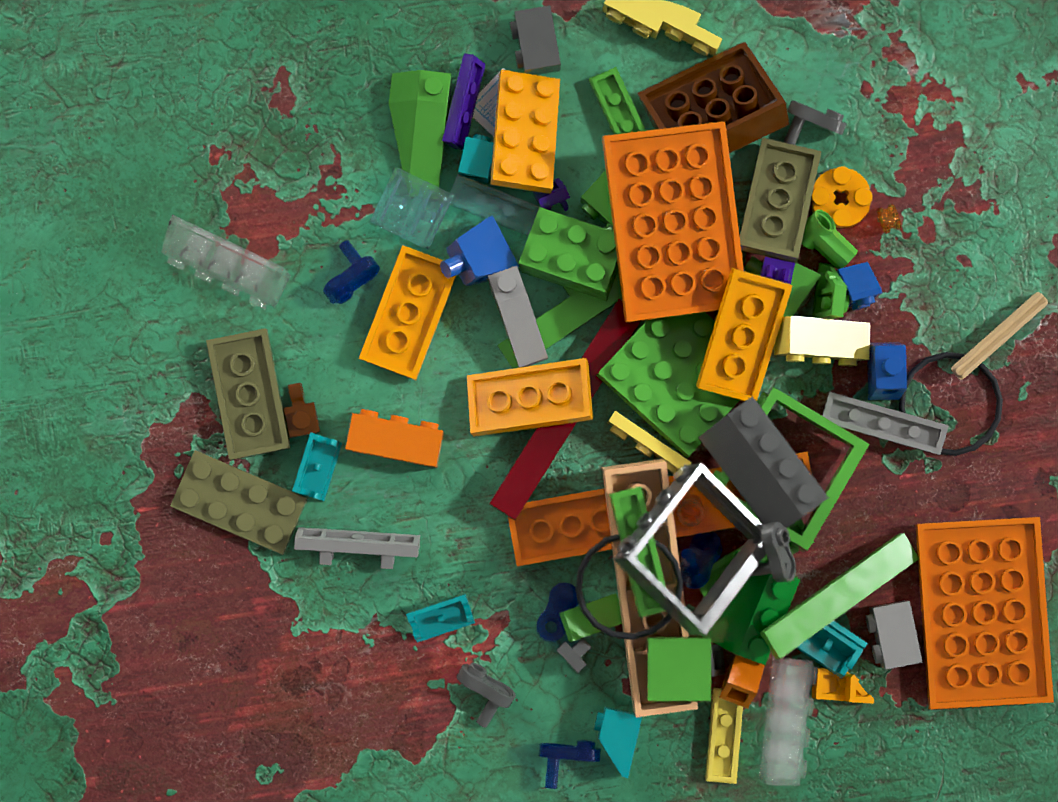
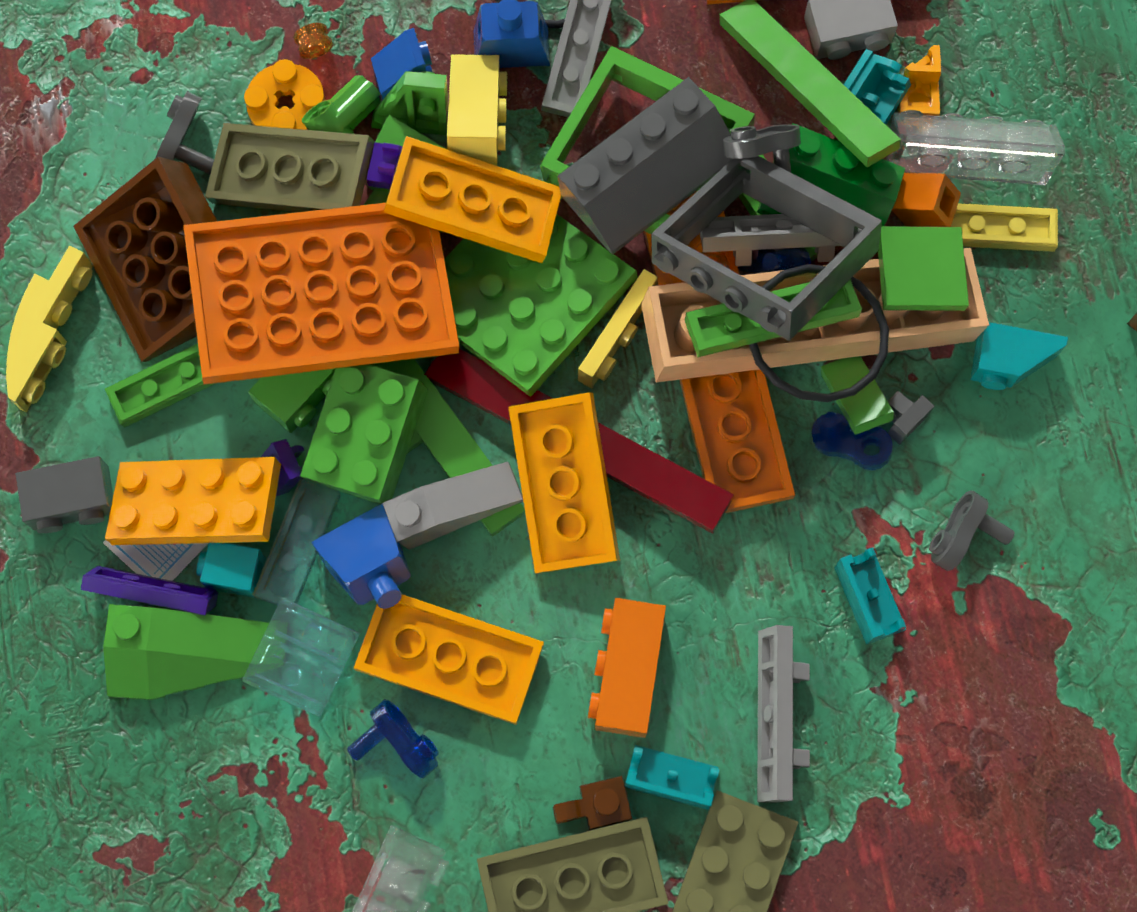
camera: 90 degrees left, 10 degrees down
(583, 751) = (1036, 401): clear blue piece -> none
(714, 557) = (761, 232): none -> light grey hinge

